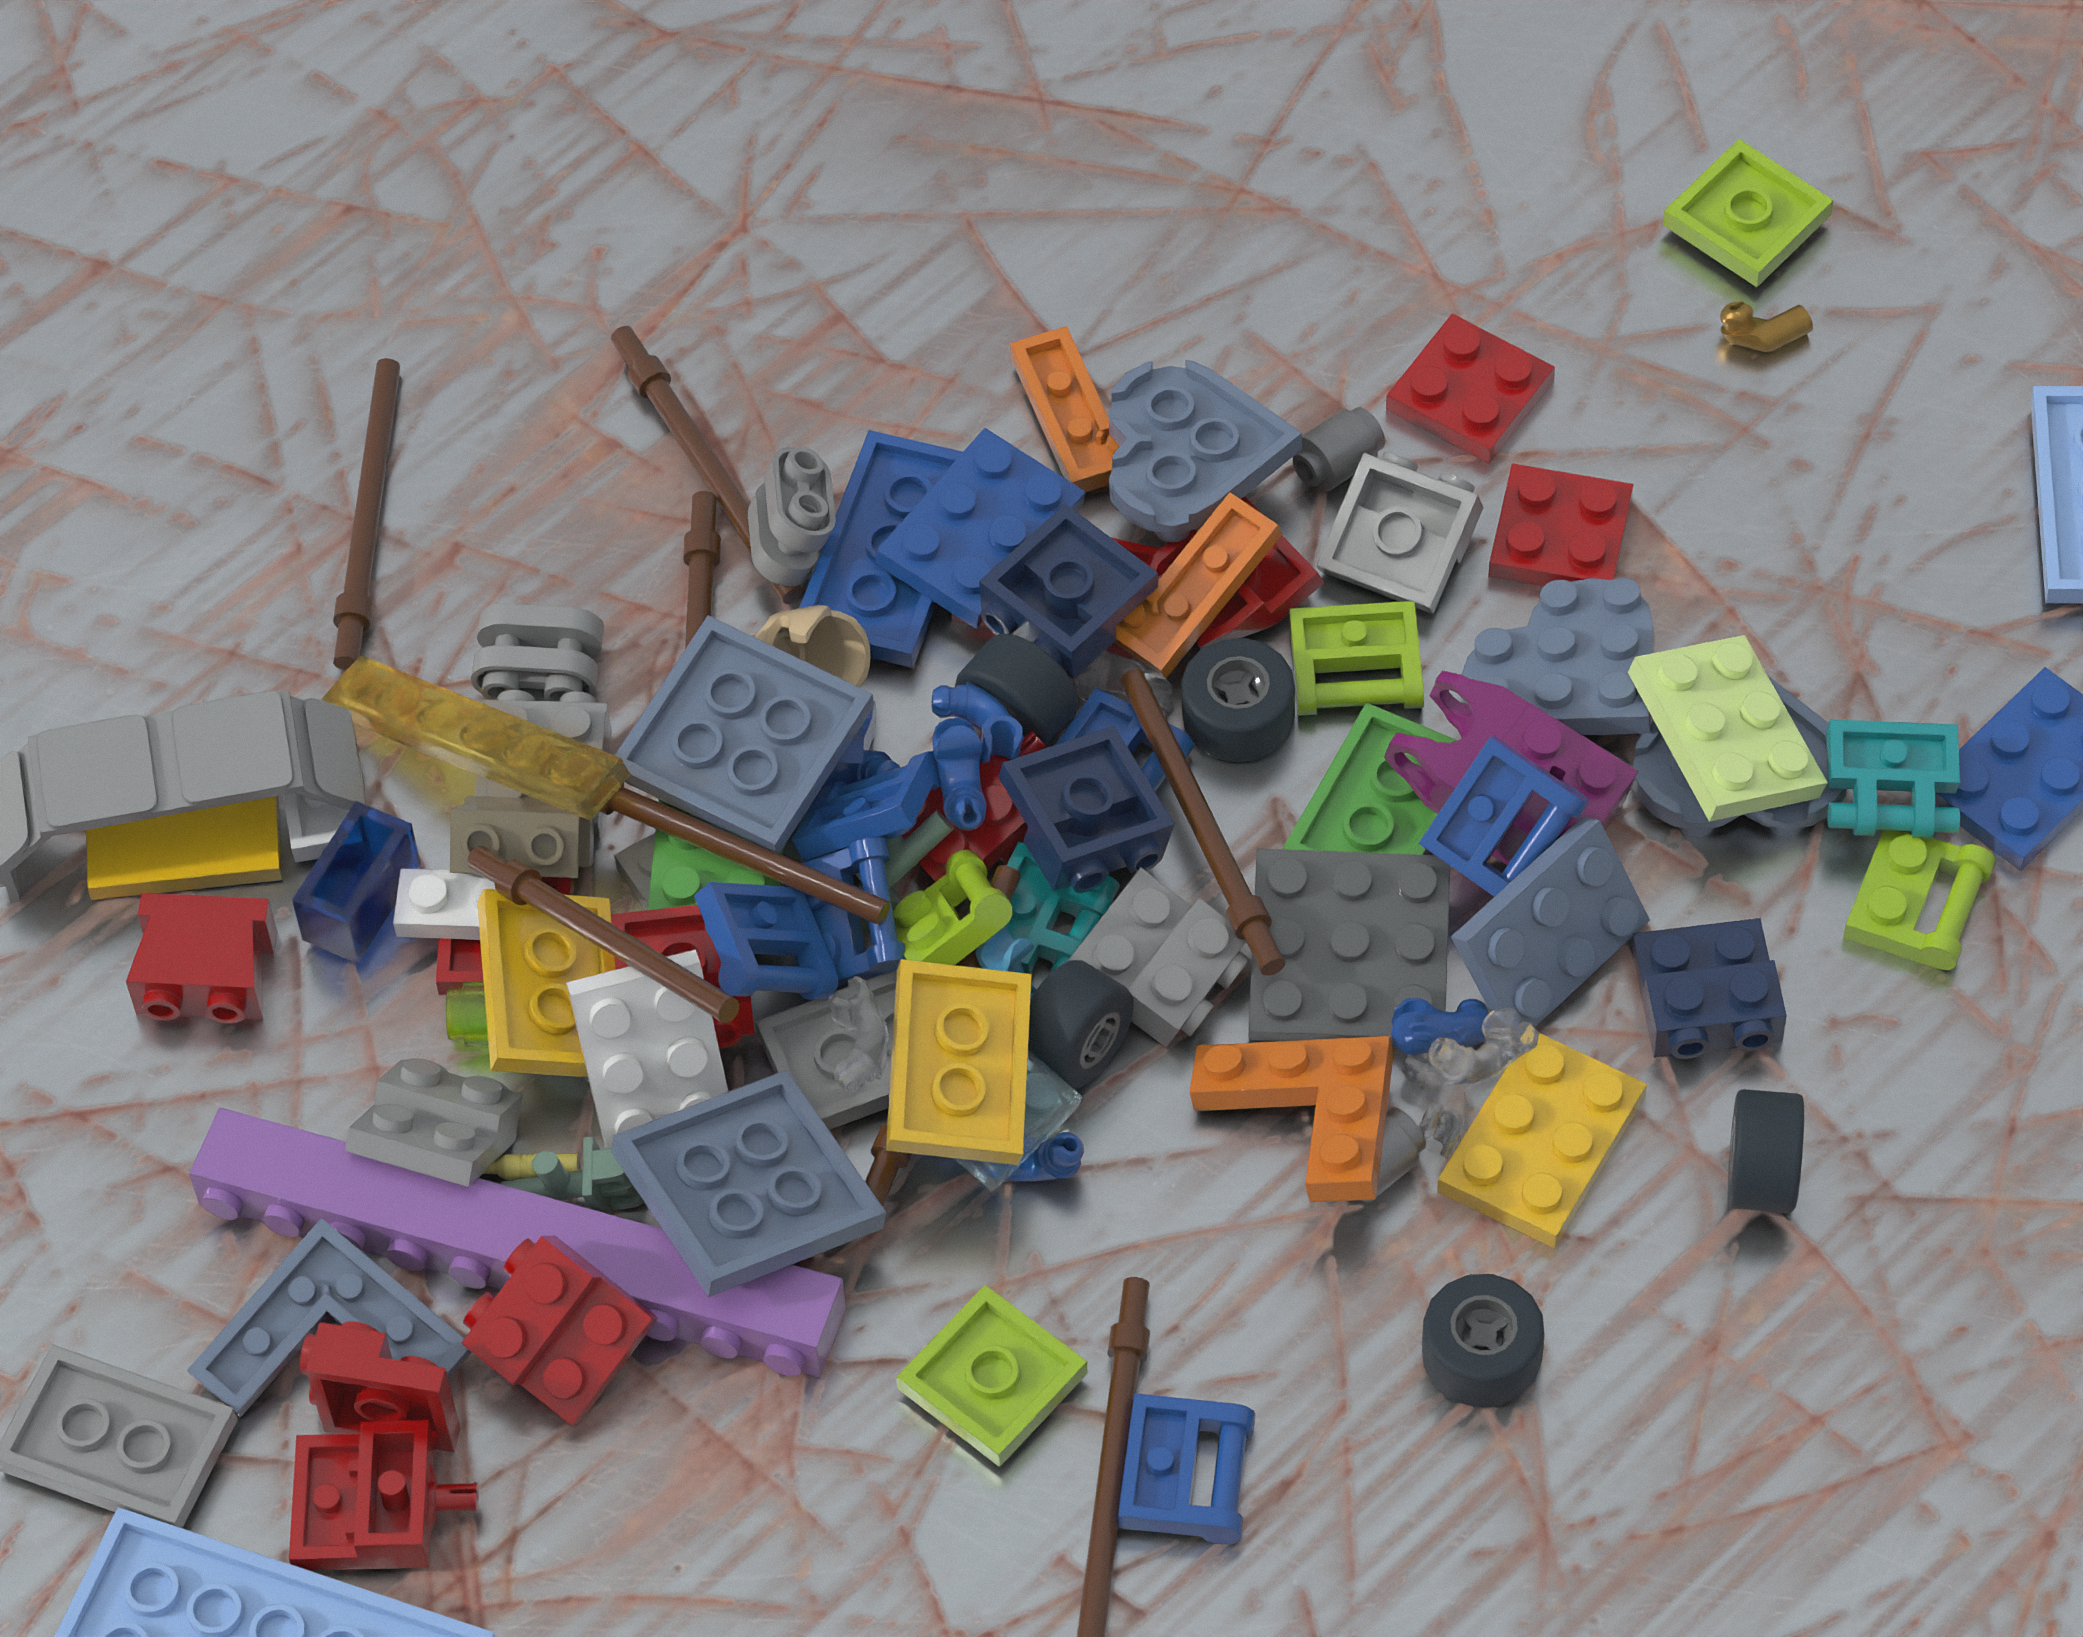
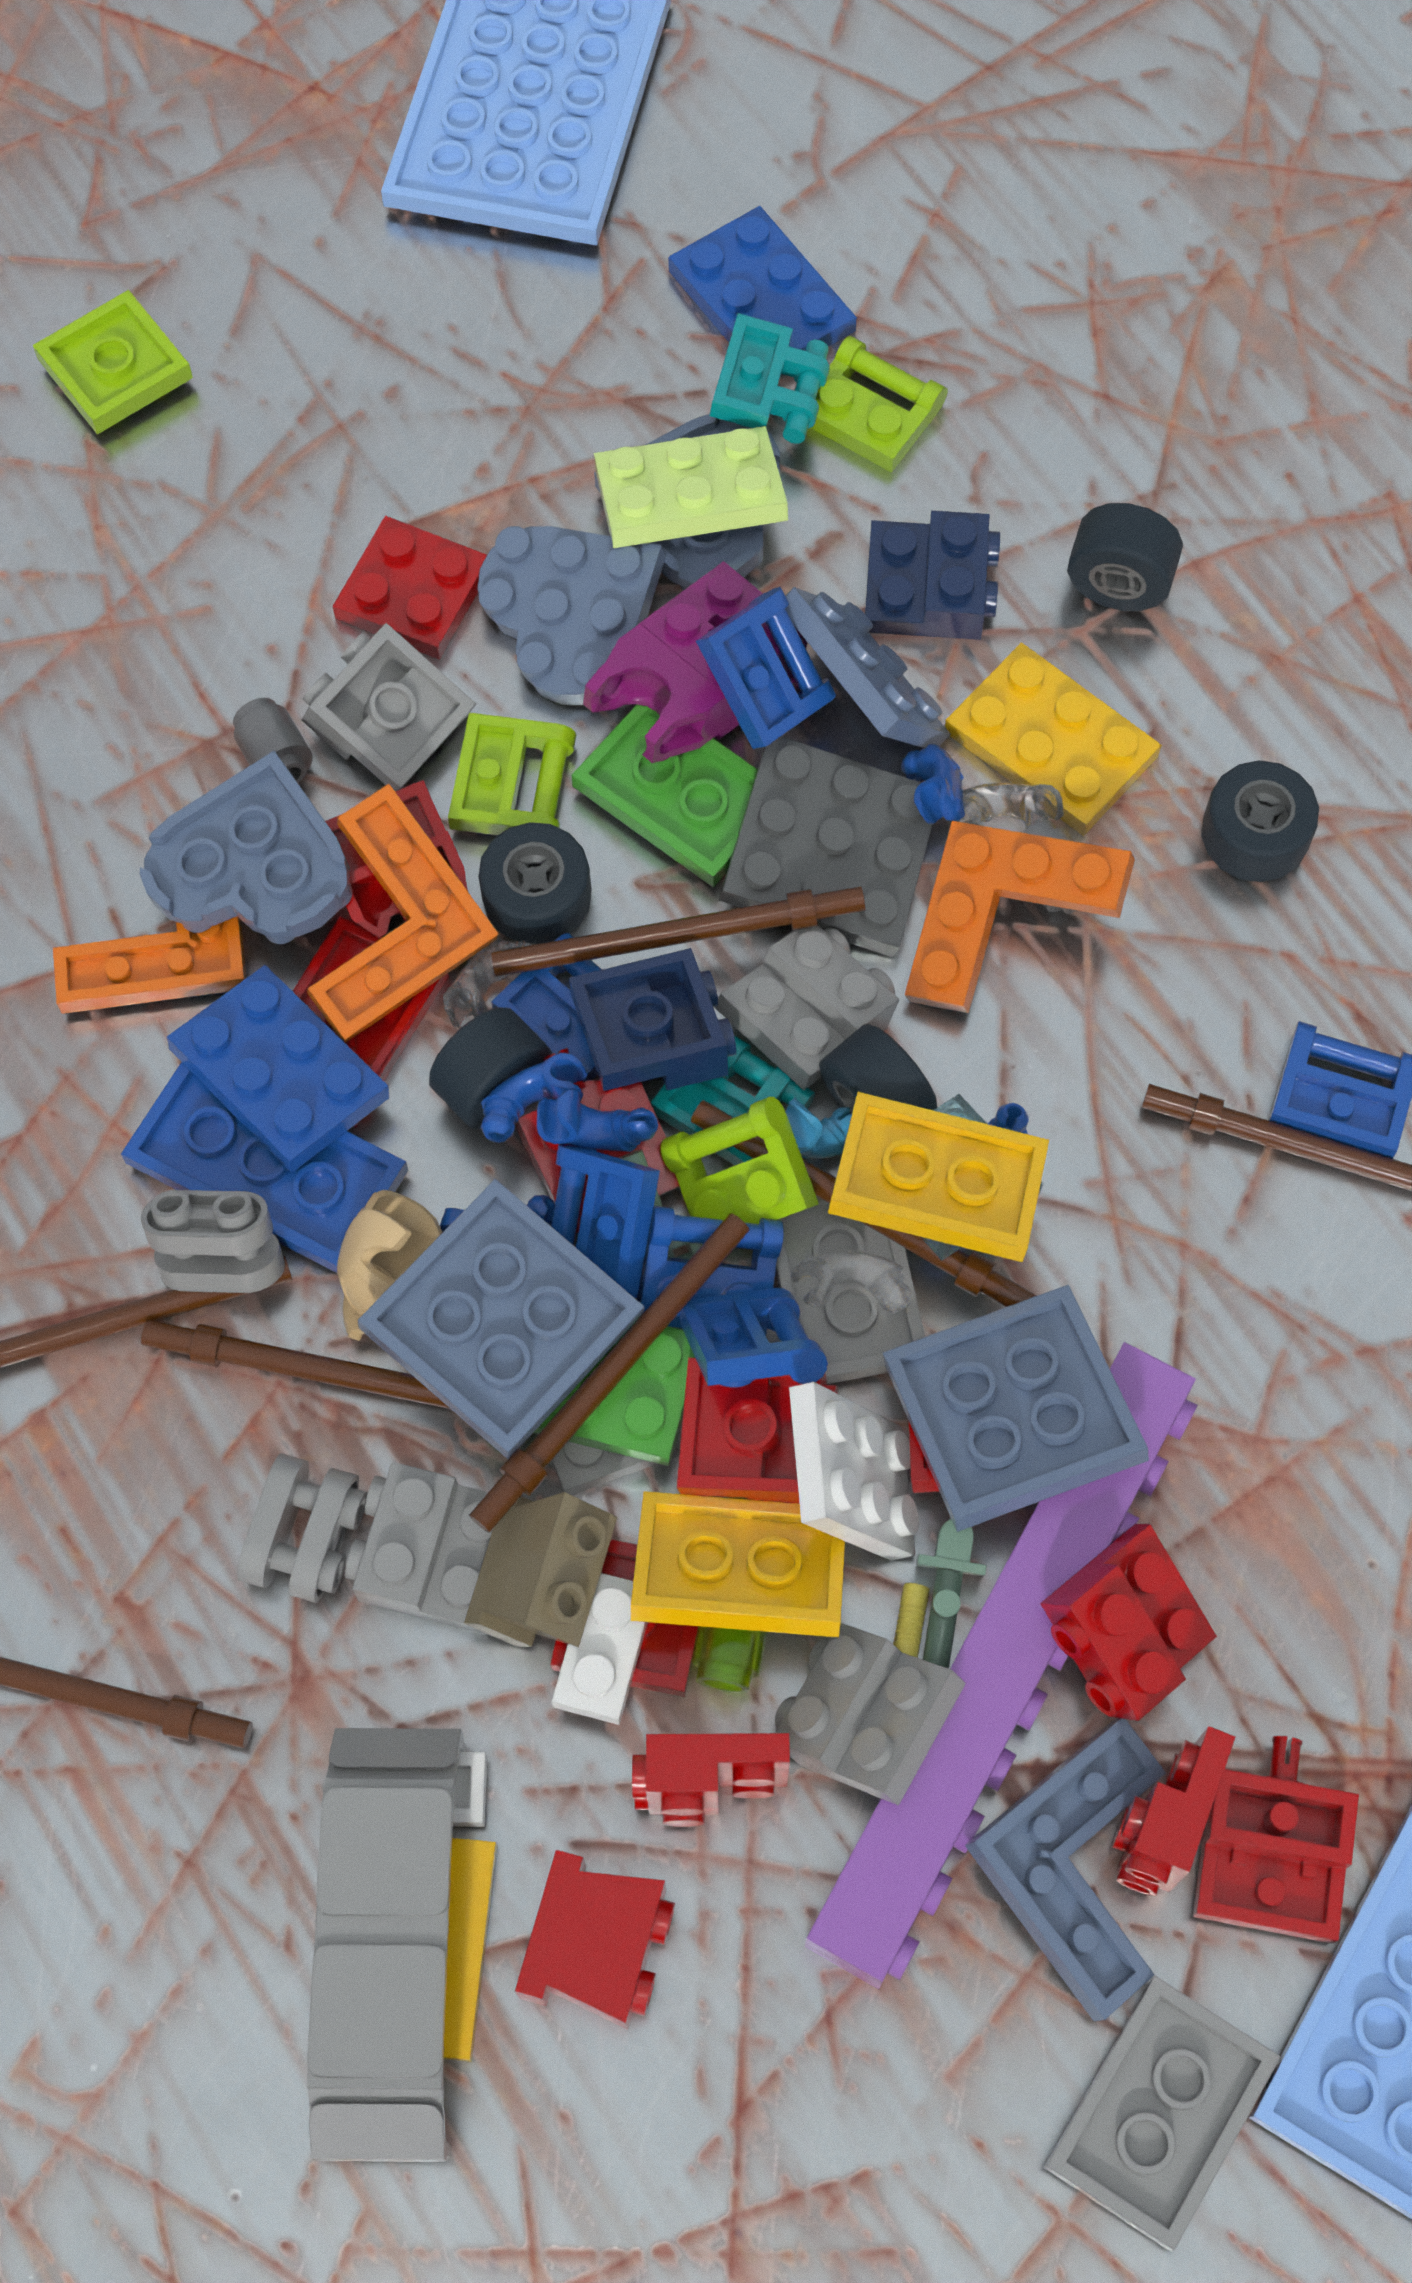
camera: 80 degrees left, 10 degrees up
(350, 995) = (685, 1771): none -> red plate
(355, 882) = (549, 1753): clear blue brick -> none
(478, 738) = (414, 1596): clear yellow plate -> none
(524, 886) = (642, 1561): reddish brown bar -> none
(992, 1375) = (1225, 1236): lime plate -> none
(1066, 590) = (399, 990): dark blue plate -> none
(1470, 388) = (230, 626): red plate -> none
(1503, 1044) = (969, 737): clear piece -> none
(1761, 334) = (248, 383): pearl gold arm -> none

